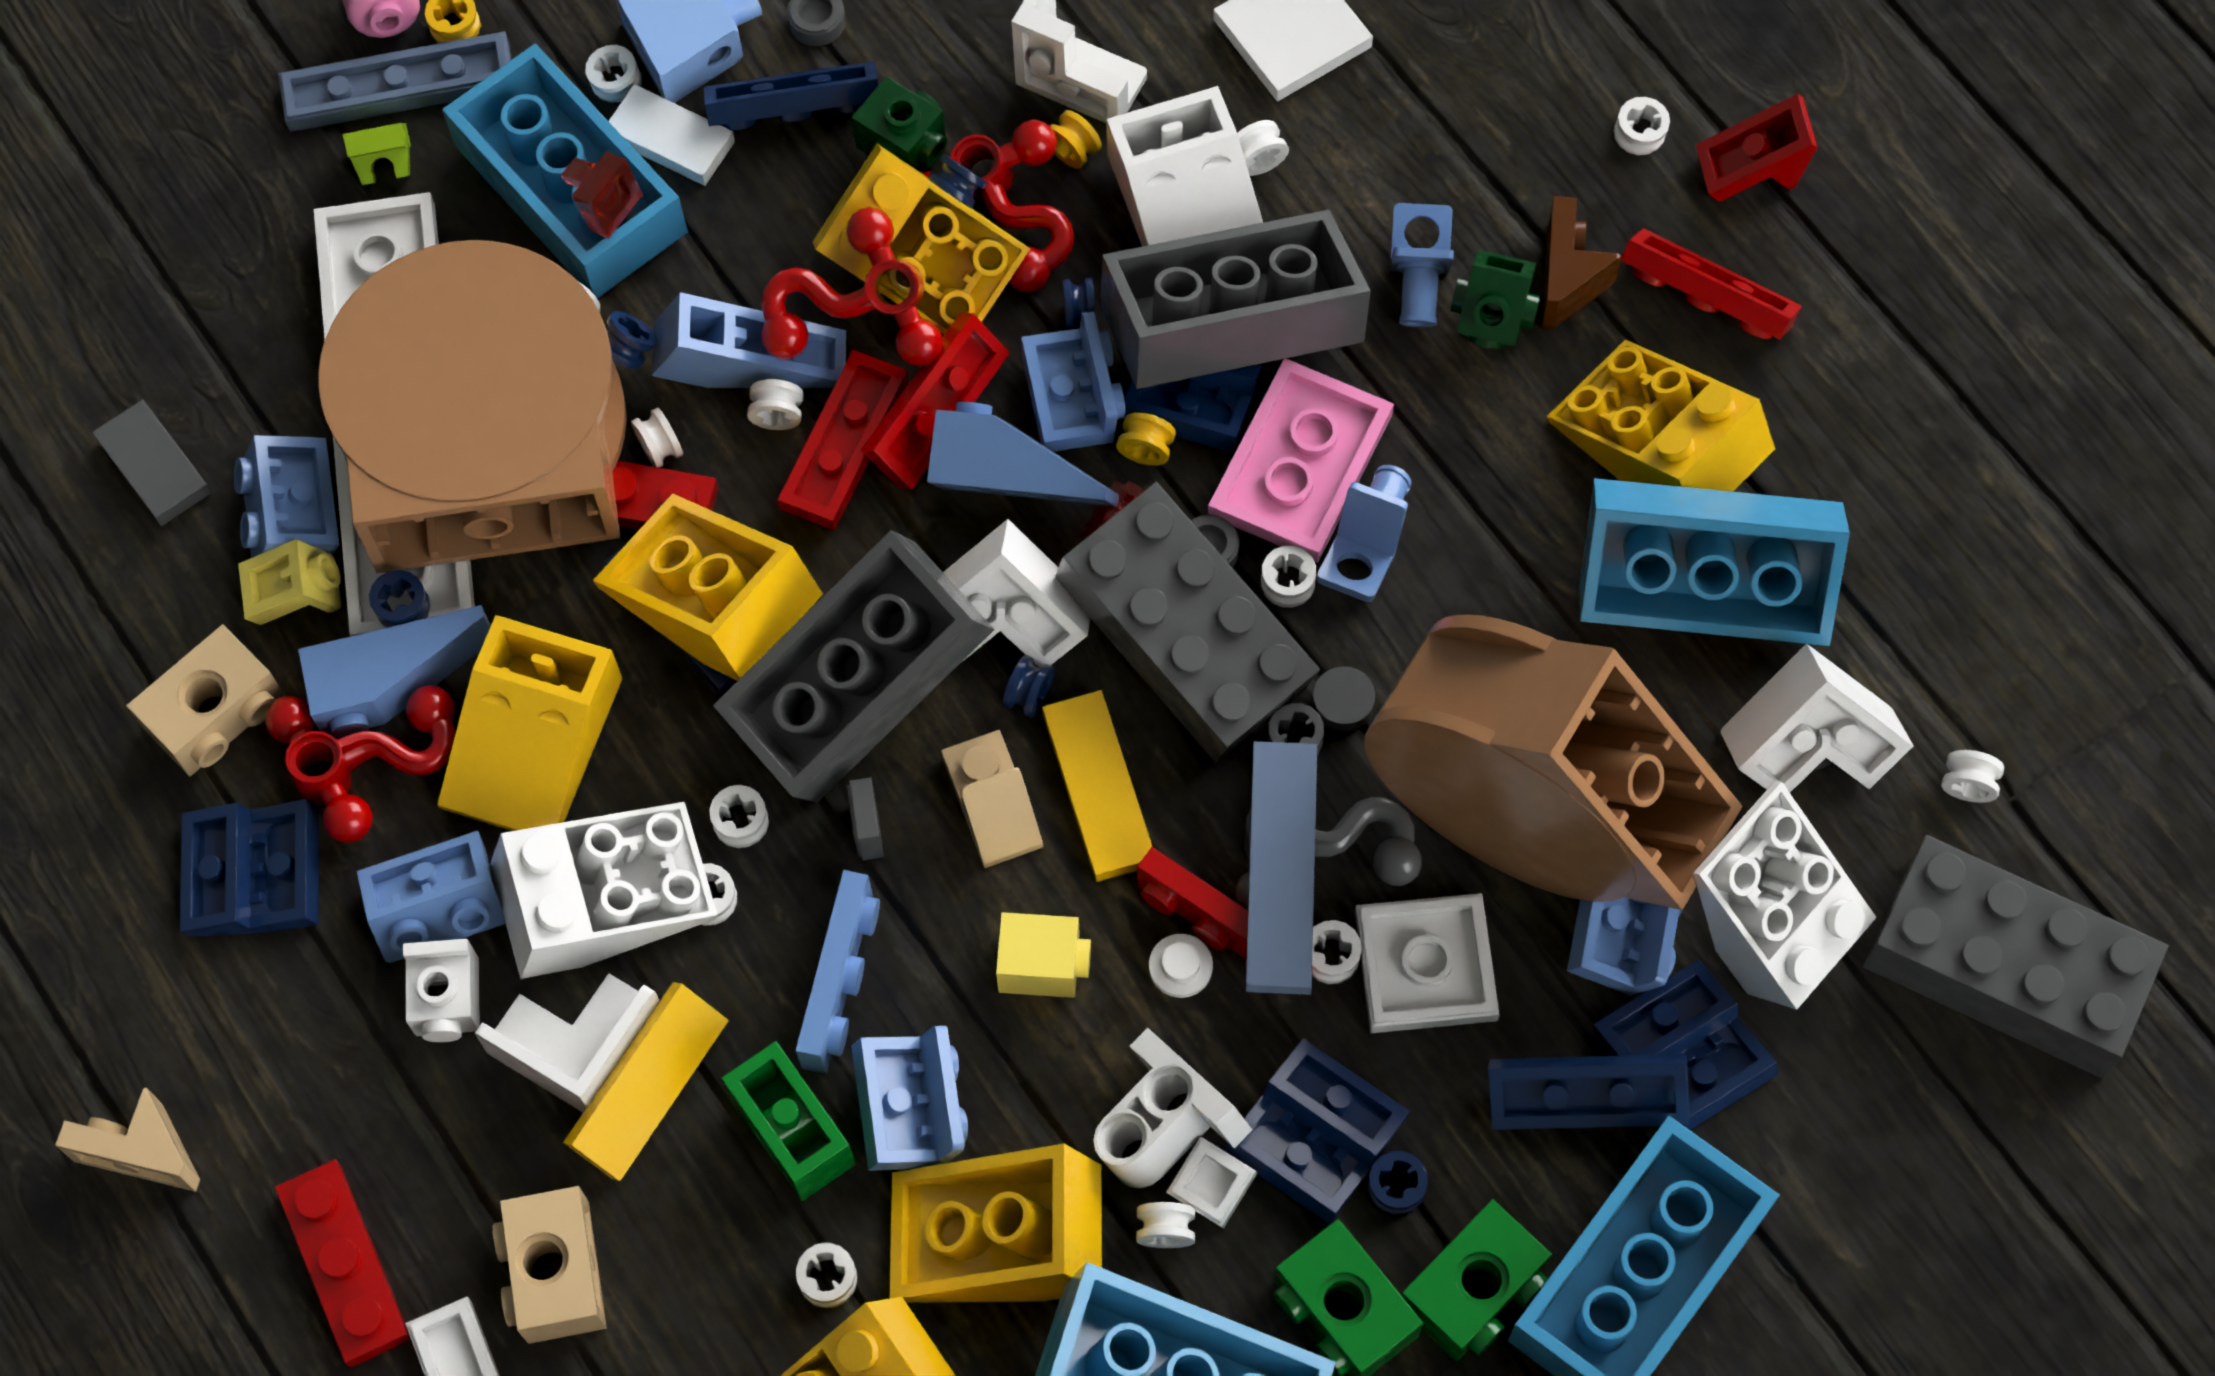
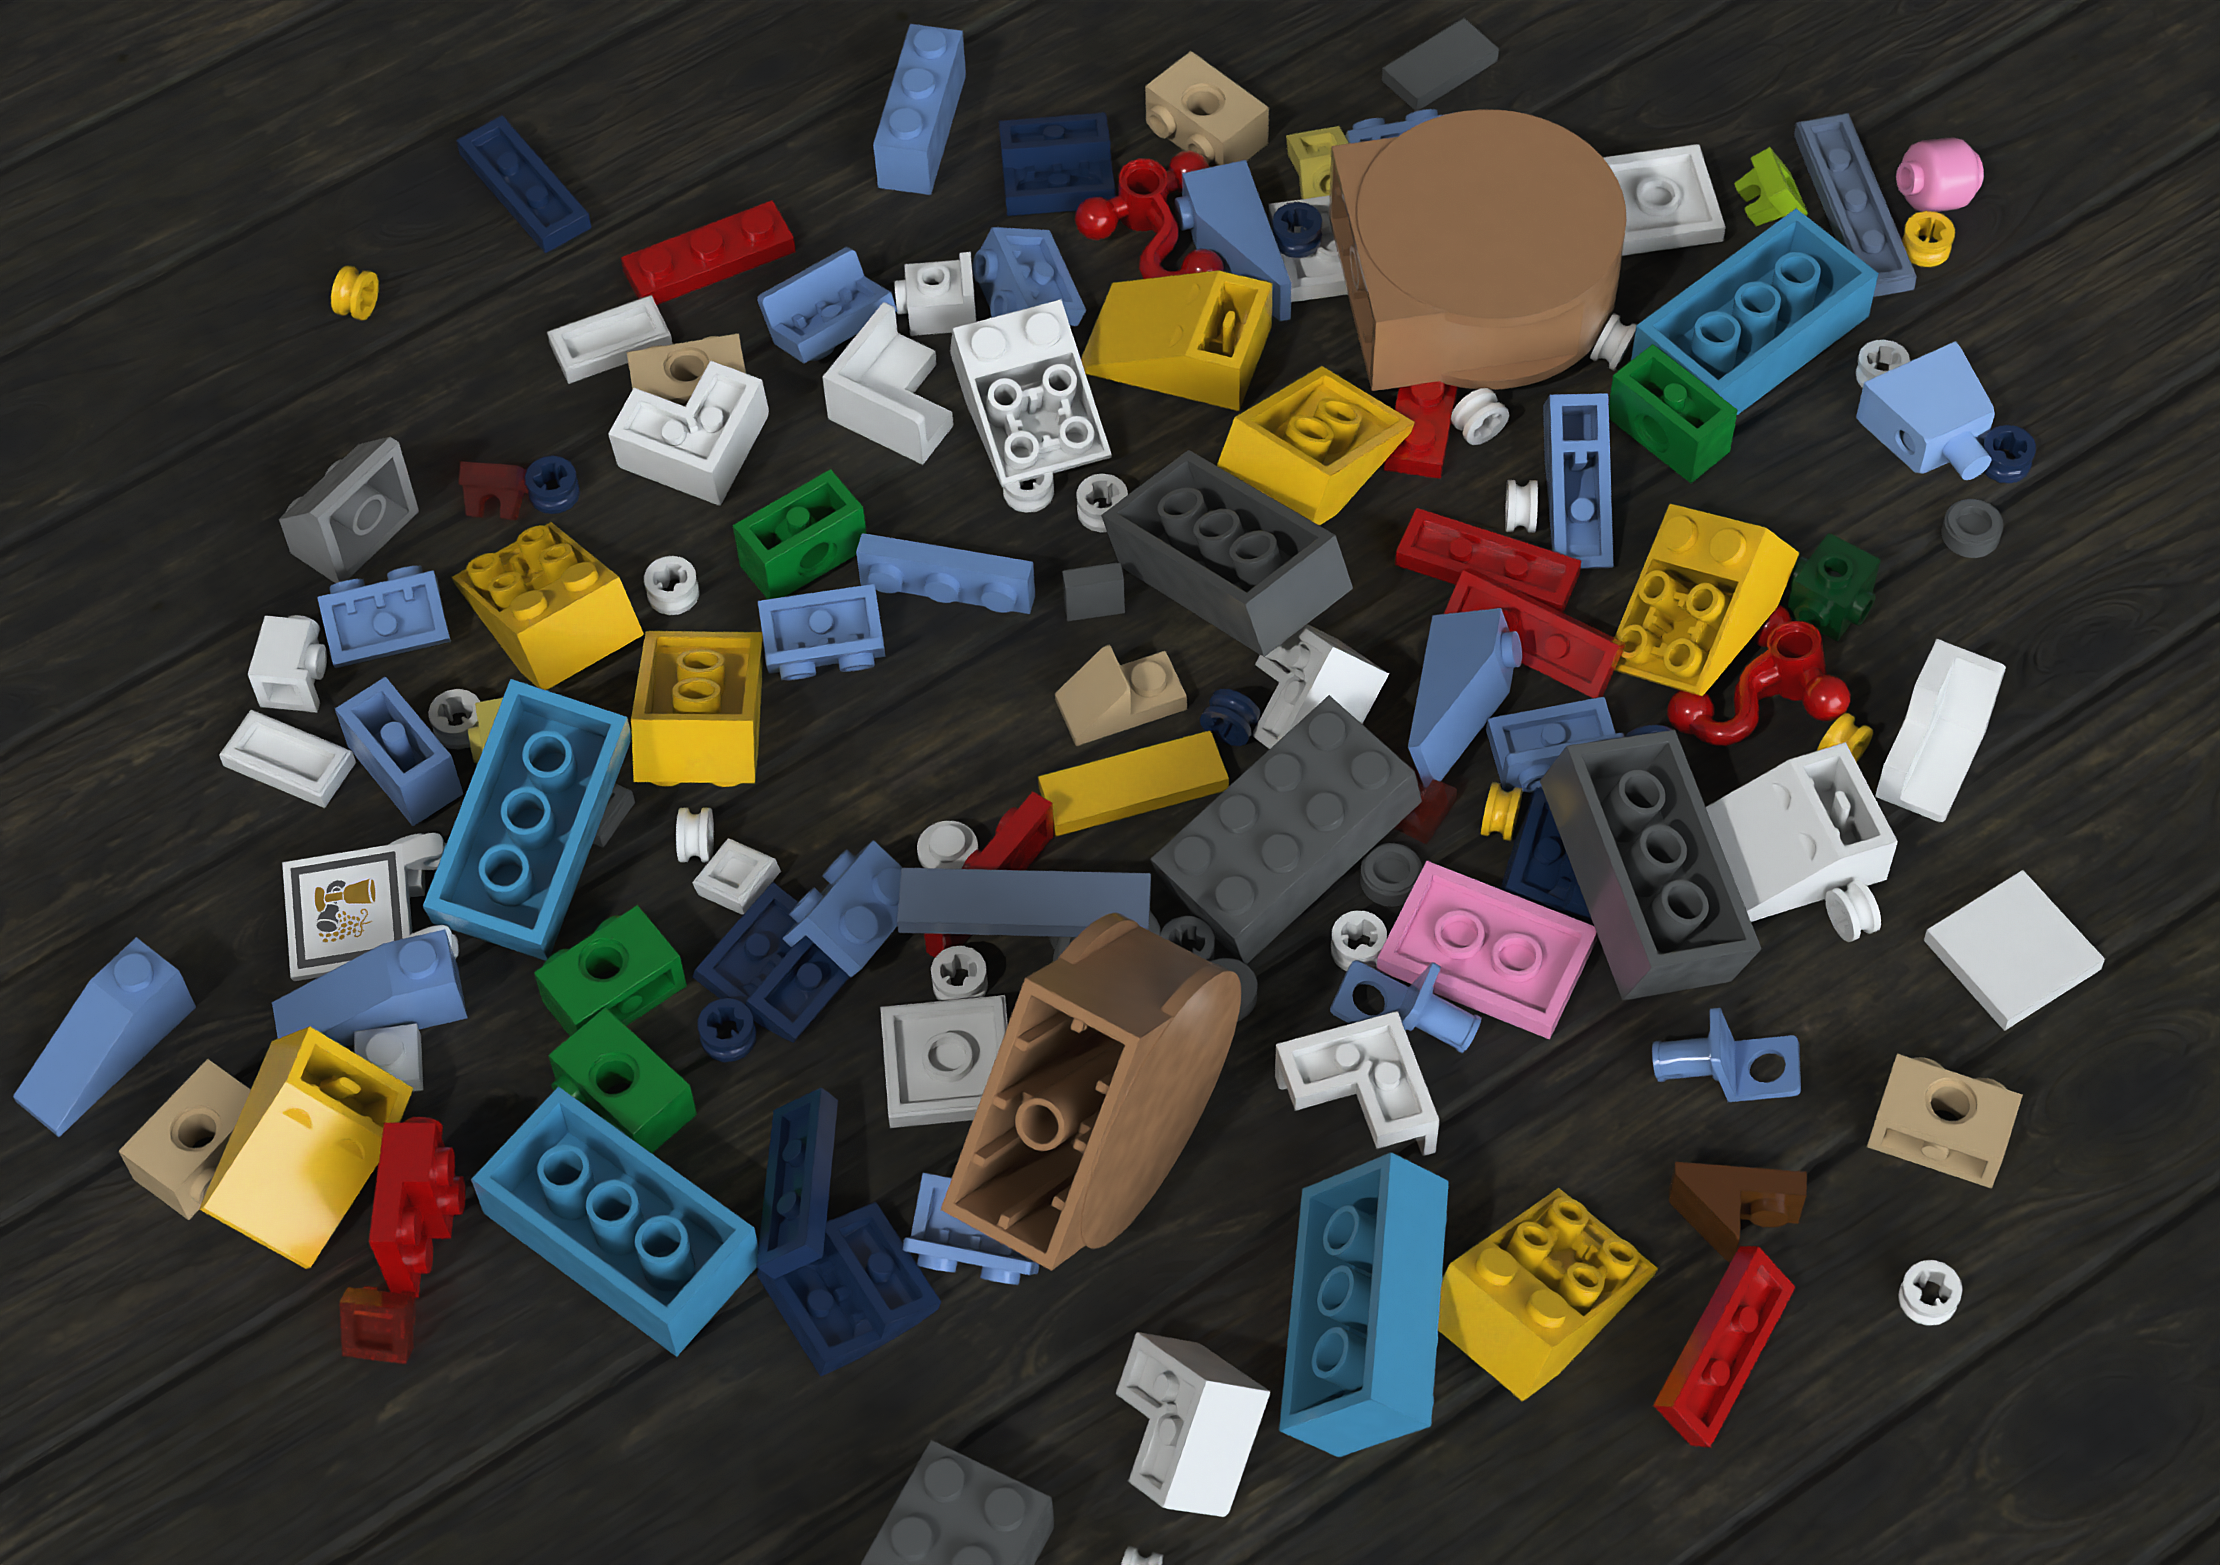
camera: 90 degrees right, 10 degrees down
(146, 1151) = (811, 109): tan slope -> none
(160, 1014) = (920, 109): none -> medium blue brick
(454, 1113) = (821, 306): none -> medium blue bracket
(603, 191) = (1702, 320): clear red tile -> none
(629, 339) = (1558, 368): dark blue bush -> none
(646, 1081) = (851, 443): yellow tile -> none
(653, 1243) = (696, 444): none -> white panel
(671, 134) = (1817, 415): white tile -> none
(679, 250) = (1672, 413): none -> green brick
(790, 95) = (1869, 501): dark blue plate -> none
(870, 234) = (1621, 553): red piece -> none
(957, 180) = (1759, 617): dark blue bush -> none
(1041, 955) = (957, 729): light yellow brick -> none
(1163, 1132) = (797, 825): white tile -> none
(1263, 1053) = (854, 909): none -> medium blue bracket
(1448, 551) = (1364, 1060): none -> white panel
(1470, 122) = (1962, 1148): none -> tan brick
(1495, 300) = (1680, 1120): dark green brick -> none
(1764, 146) = (1898, 1398): red slope -> none
(1779, 902) = (975, 1336): white slope -> none

